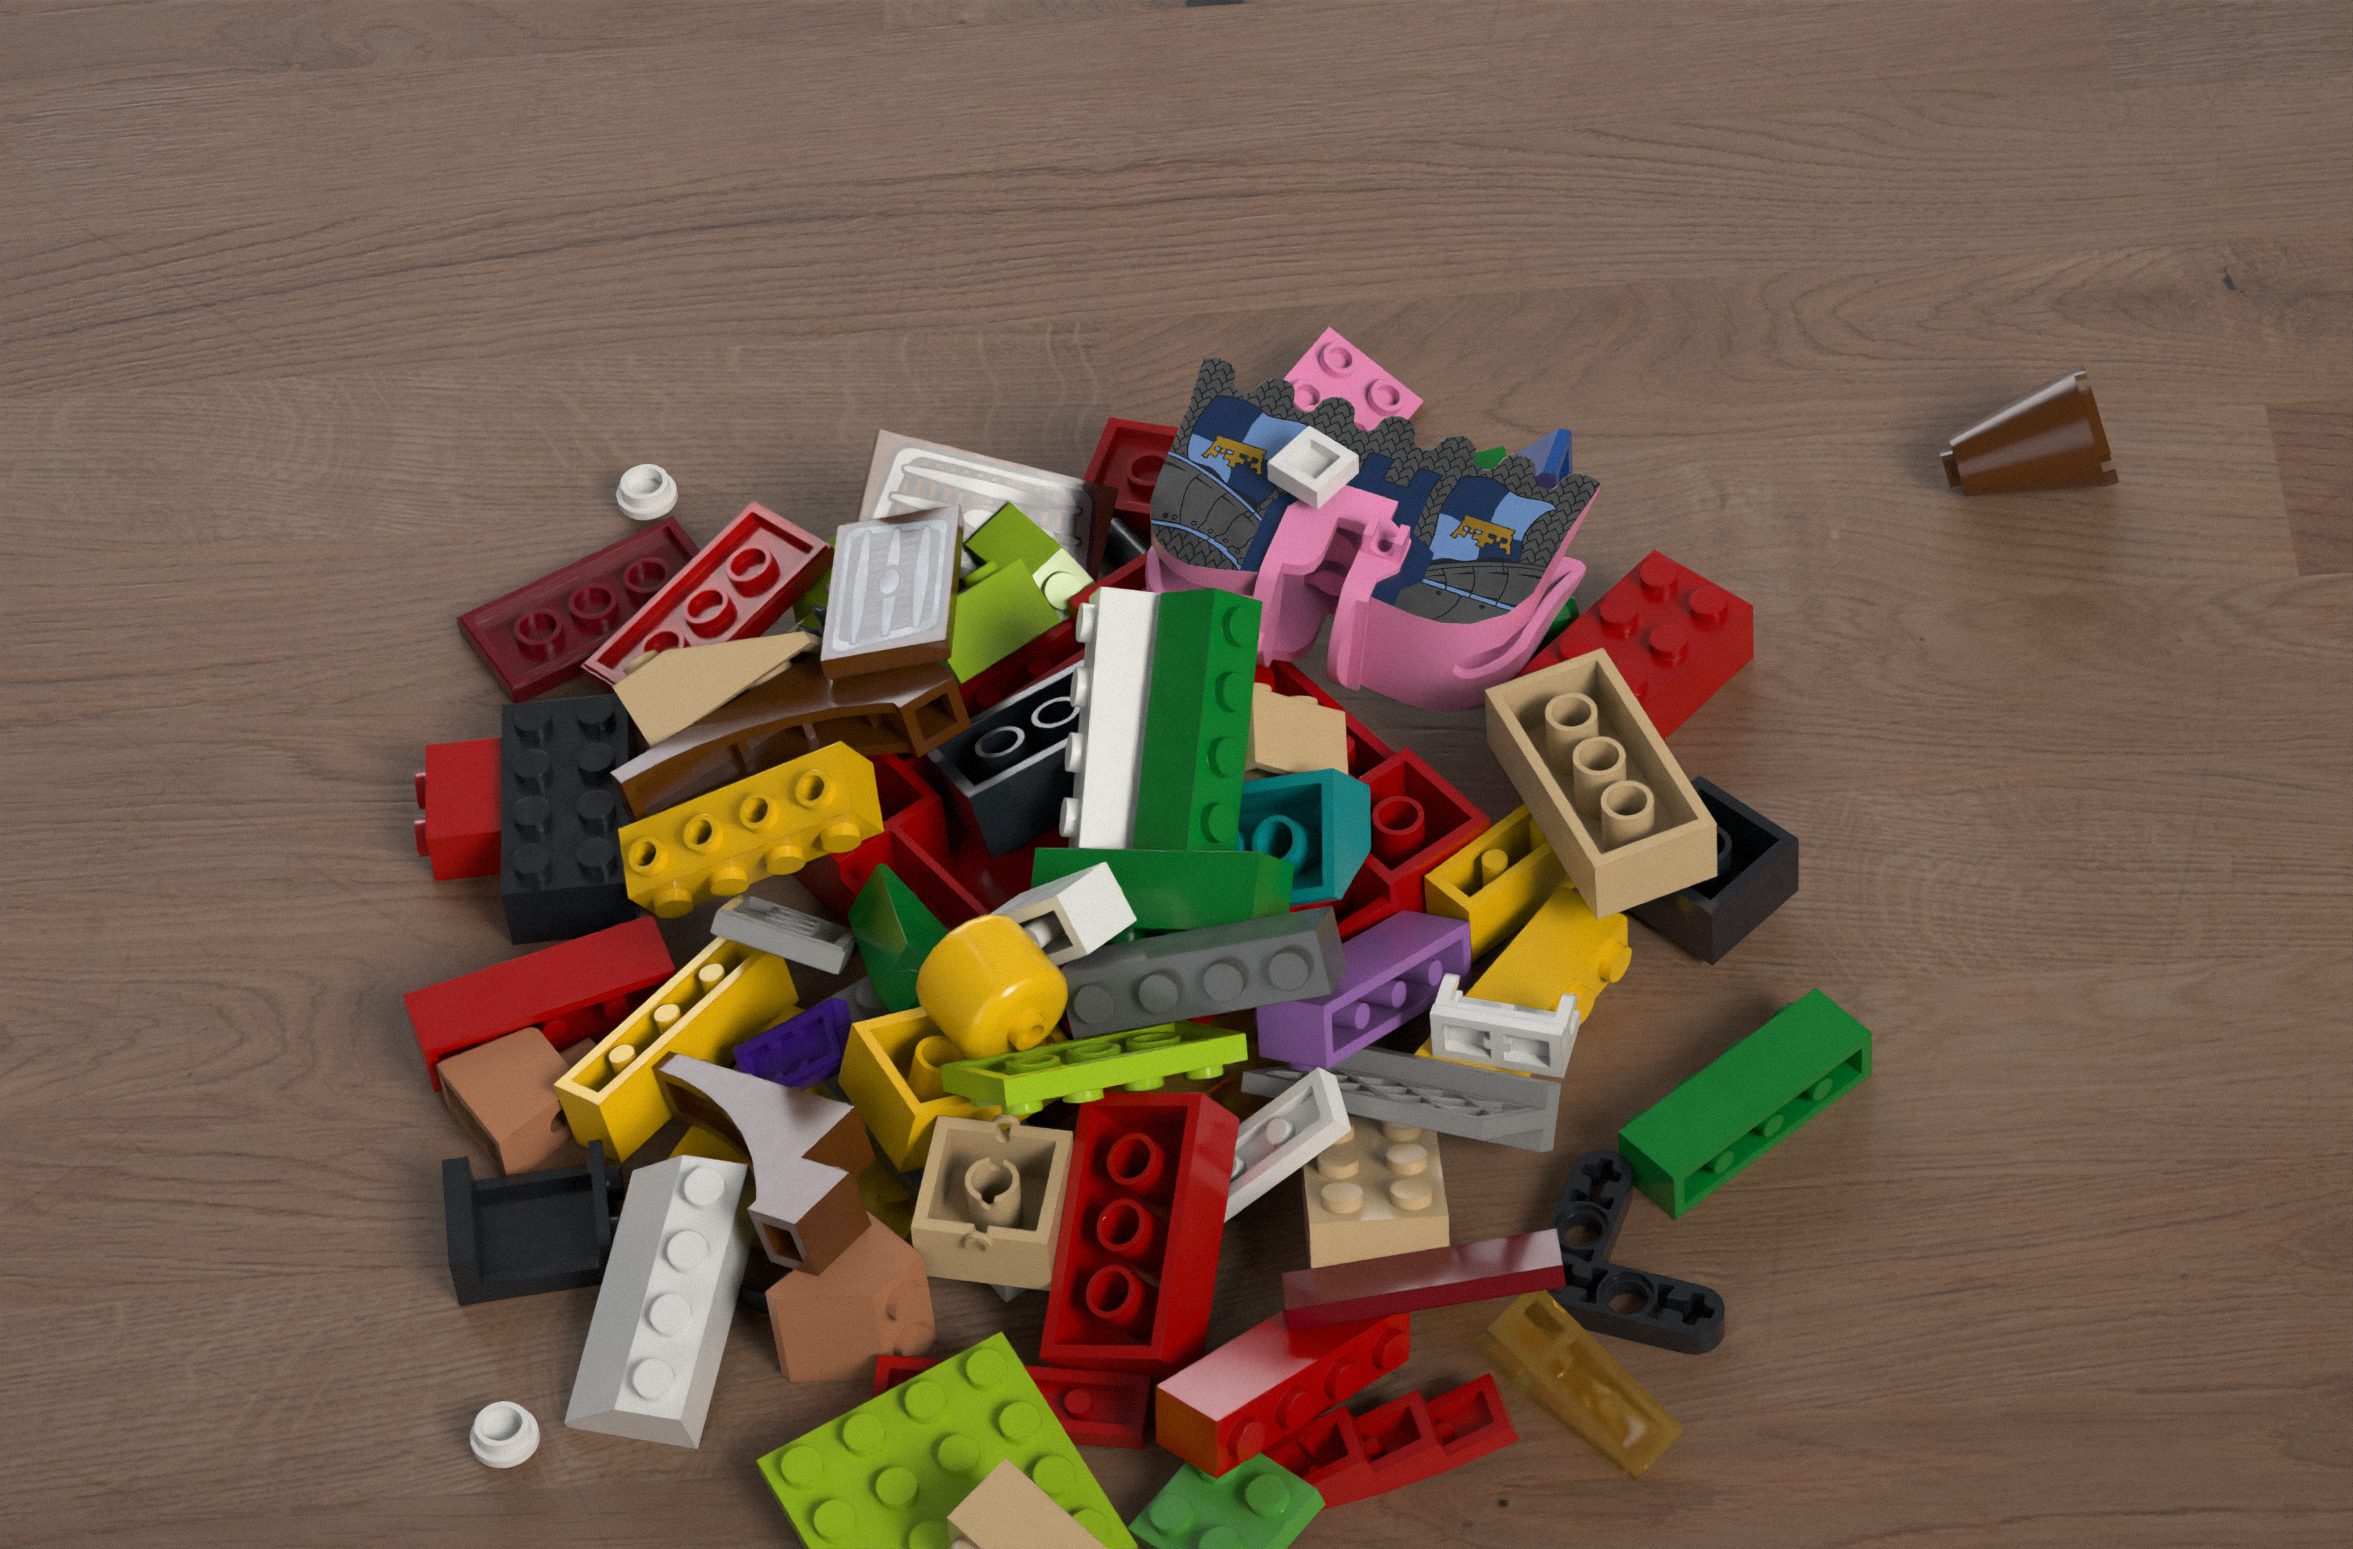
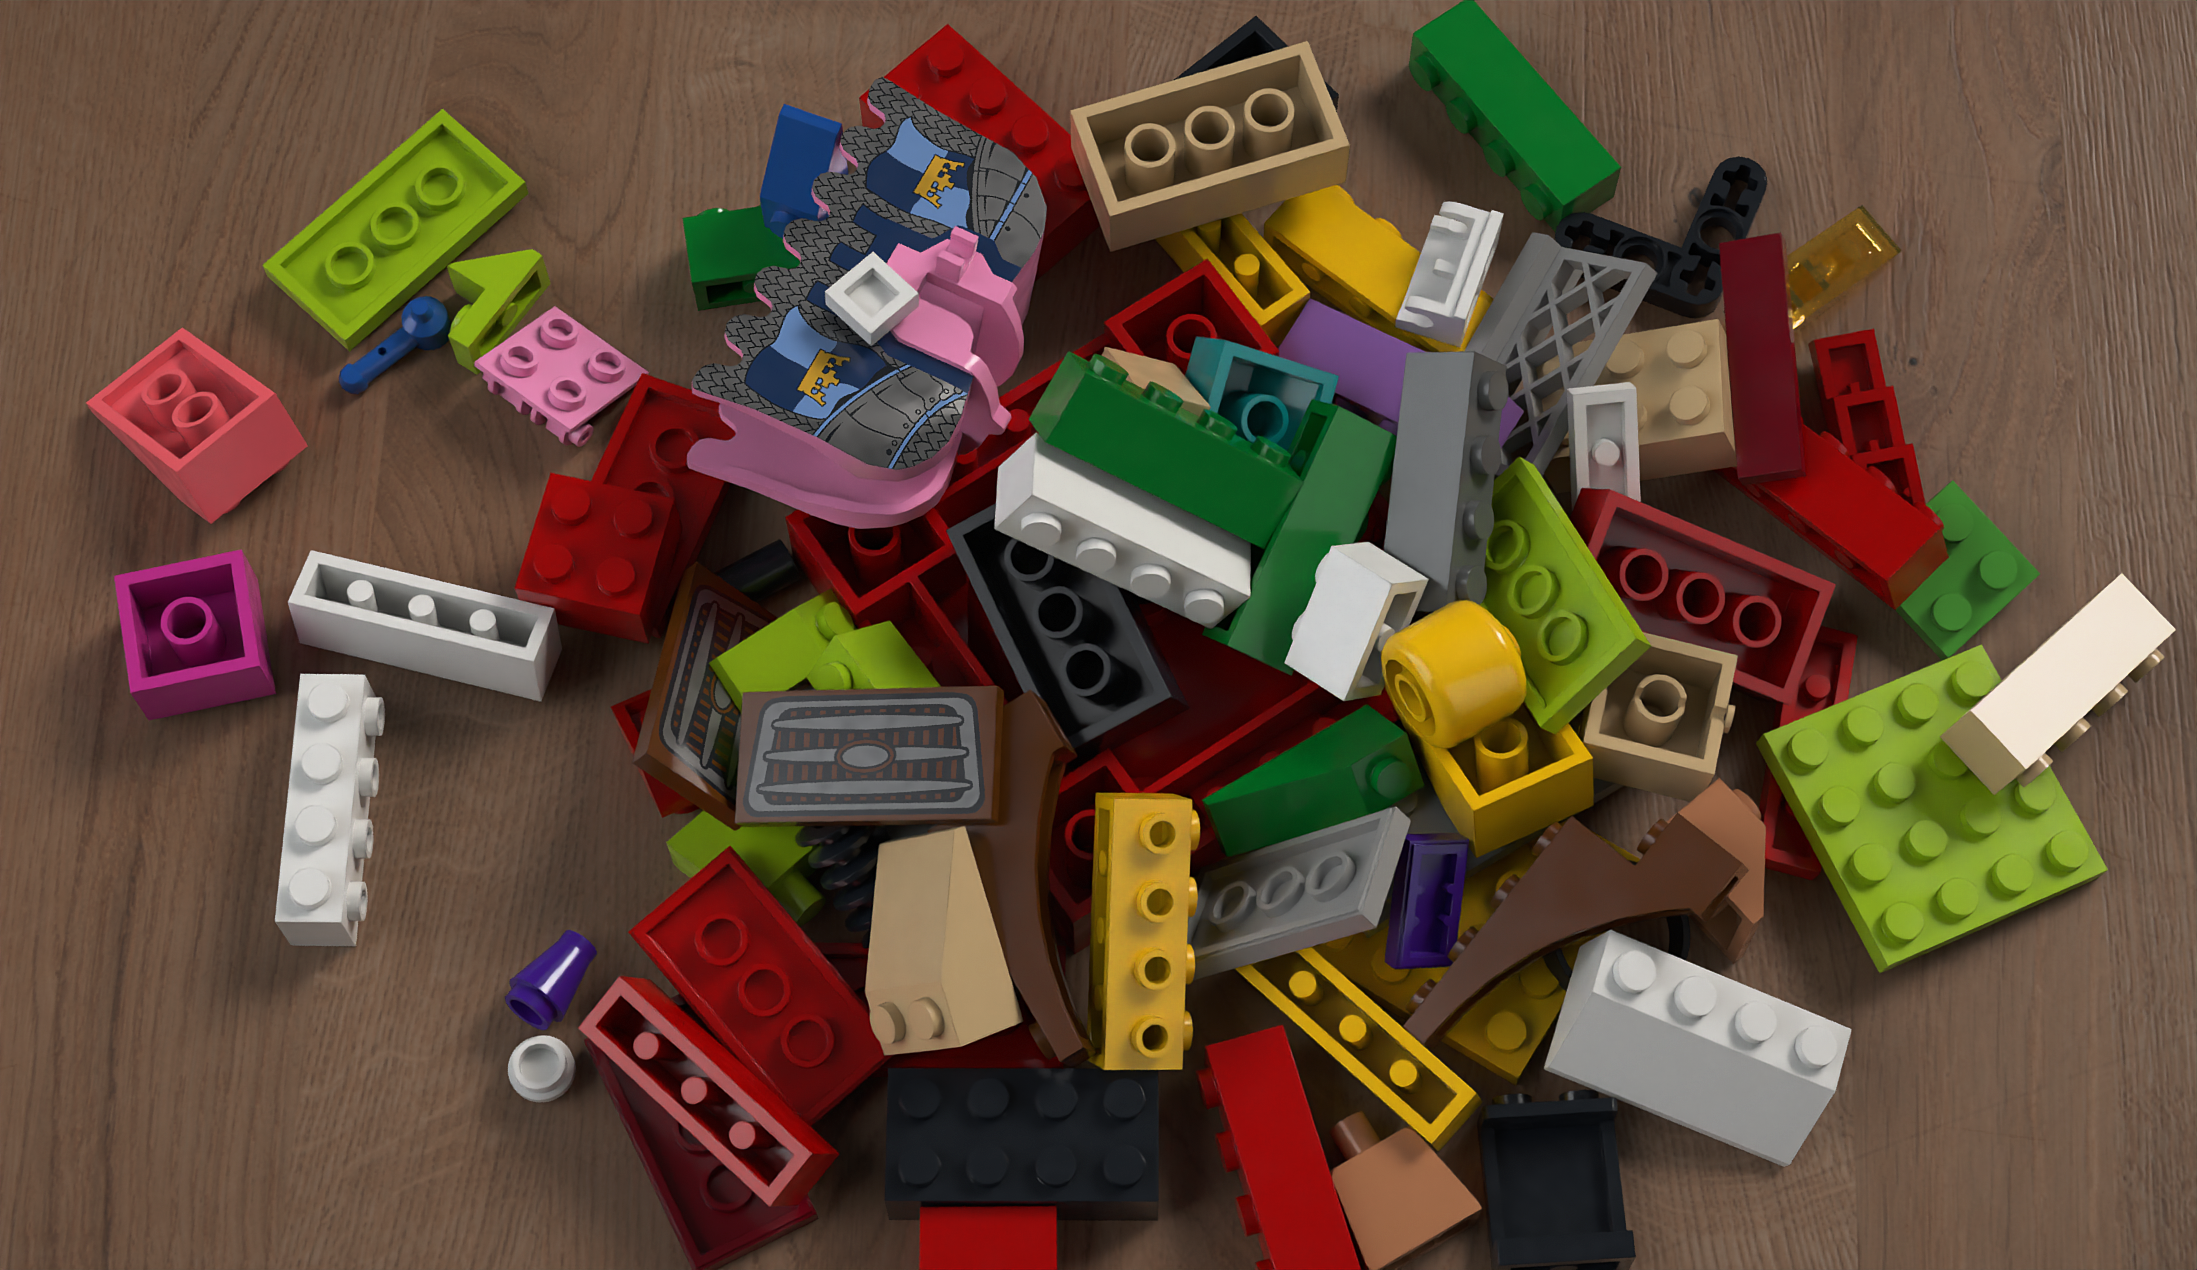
camera: 90 degrees left, 20 degrees up
(504, 1435) = (1808, 1219): white plate -> none
(602, 575) = (708, 1091): none -> red brick
(723, 483) = (549, 982): none -> dark purple cone
(868, 307) = (329, 810): none -> white brick
(1037, 194) = (194, 635): none -> dark pink brick
(1056, 340) = (425, 625): none -> white brick
(1120, 423) = (600, 556): none -> red brick
(1253, 171) = (199, 424): none -> coral slope
(1385, 307) = (424, 327): none -> blue piece
(1409, 350) = (501, 295): none -> lime slope
(1483, 271) = (395, 229): none -> lime plate

